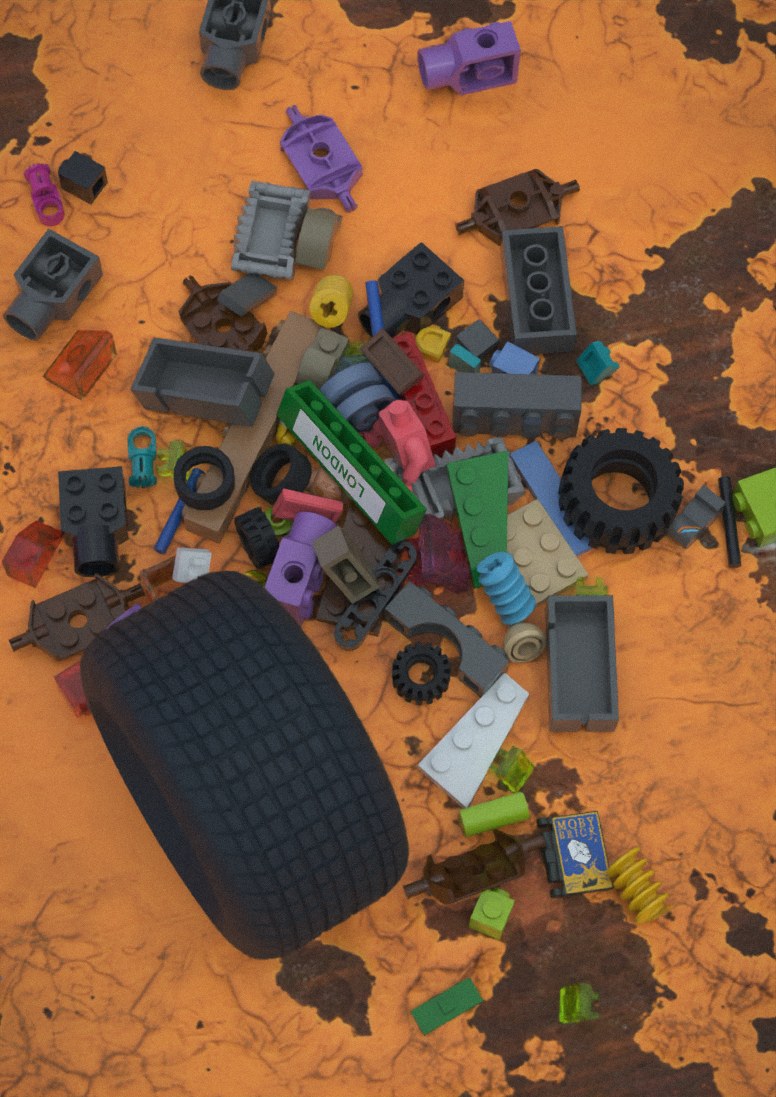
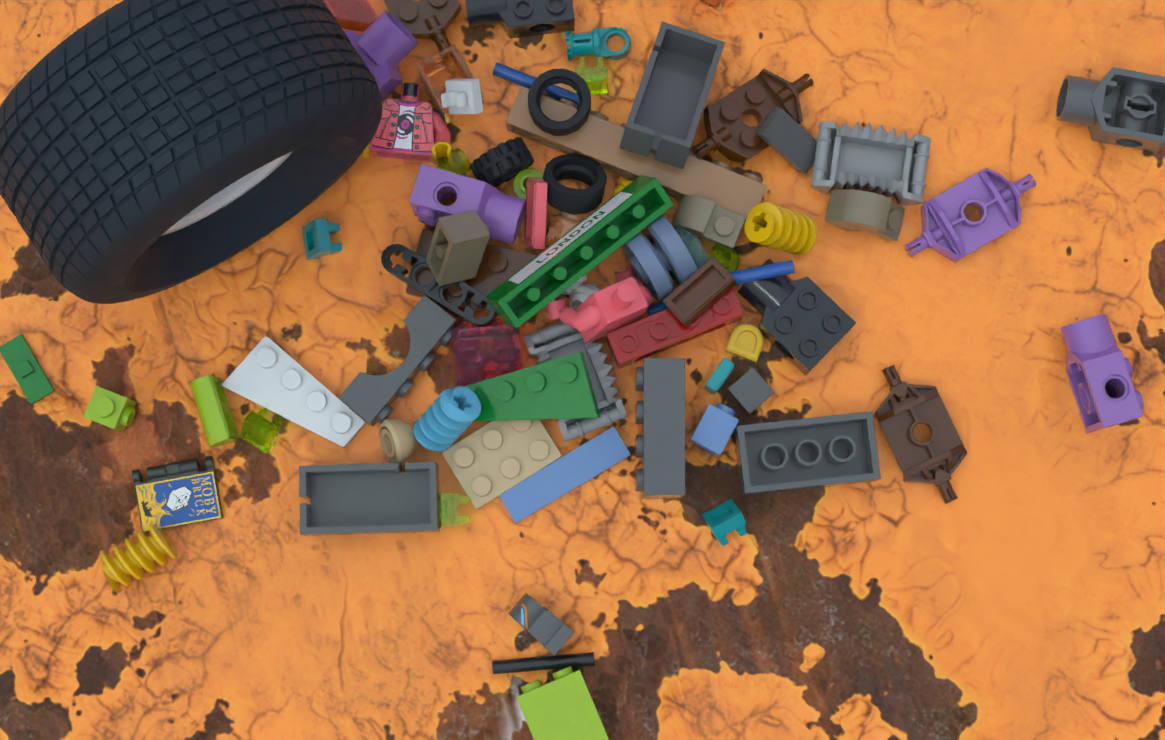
camera: 90 degrees right, 15 degrees up
(426, 655) = (357, 317): black tyre -> none
(494, 862) = (148, 366): reddish brown plate -> none
(576, 1003) = (21, 493): clear neon green tile -> none
(627, 455) = (598, 575): black tyre -> none

